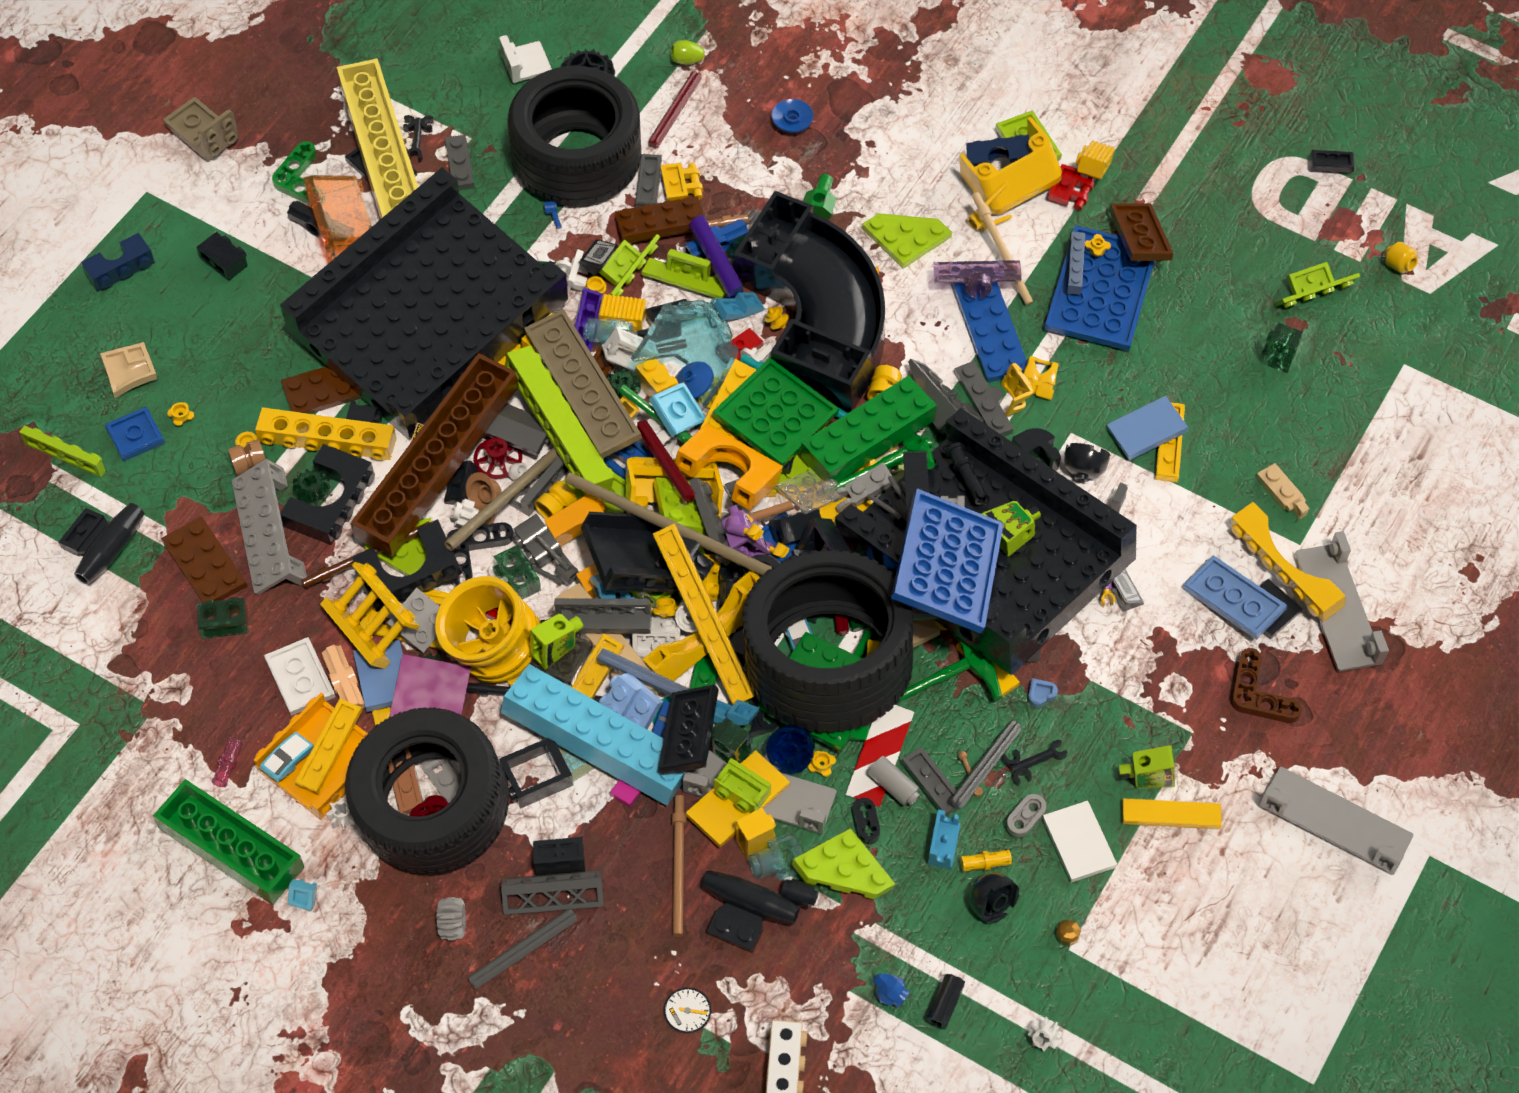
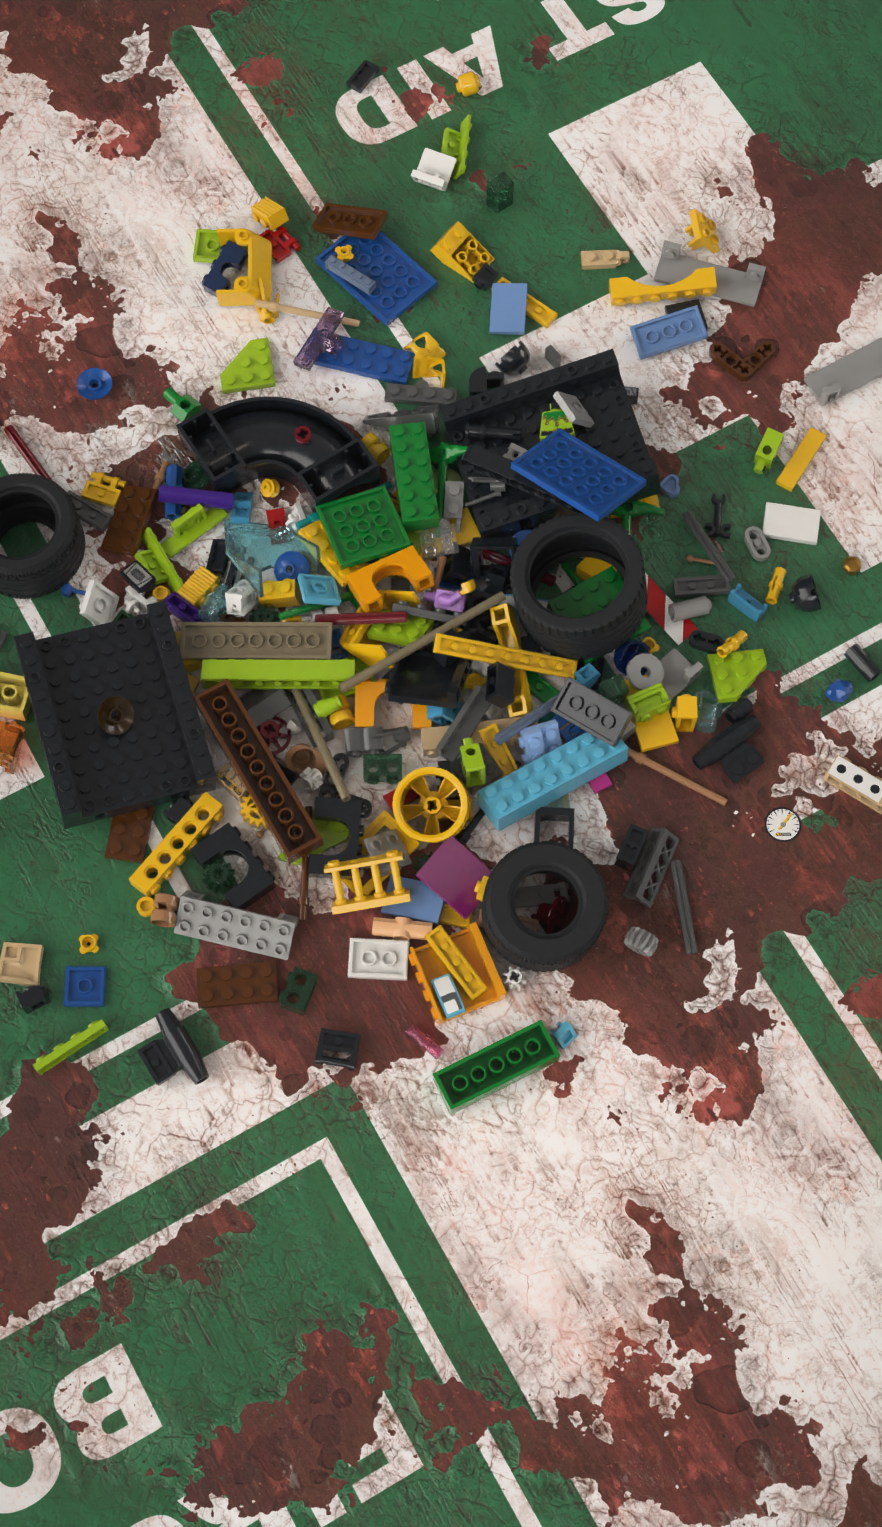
camera: 60 degrees left, 10 degrees up
(97, 394) = (33, 998): none -> black brick
(185, 682) = (338, 1042): none -> black plate
(407, 301) = (123, 715): none -> dark brown dish
(546, 237) = (98, 604): none -> white tile
(546, 480) = (327, 706): none -> lime cone
(667, 625) = (500, 685): none -> black brick
(785, 753) = (647, 661): none -> light grey tile
(842, 298) = (302, 429): none -> dark red bush
(877, 845) = (732, 643): none -> yellow pin
(1037, 526) = (573, 409): none -> light grey plate
(1170, 386) = (484, 277): none -> black bracket
(1185, 353) = (461, 251): none -> yellow slope
(1265, 277) = (434, 169): none -> white bracket
(1391, 569) = (703, 231): none -> yellow plate

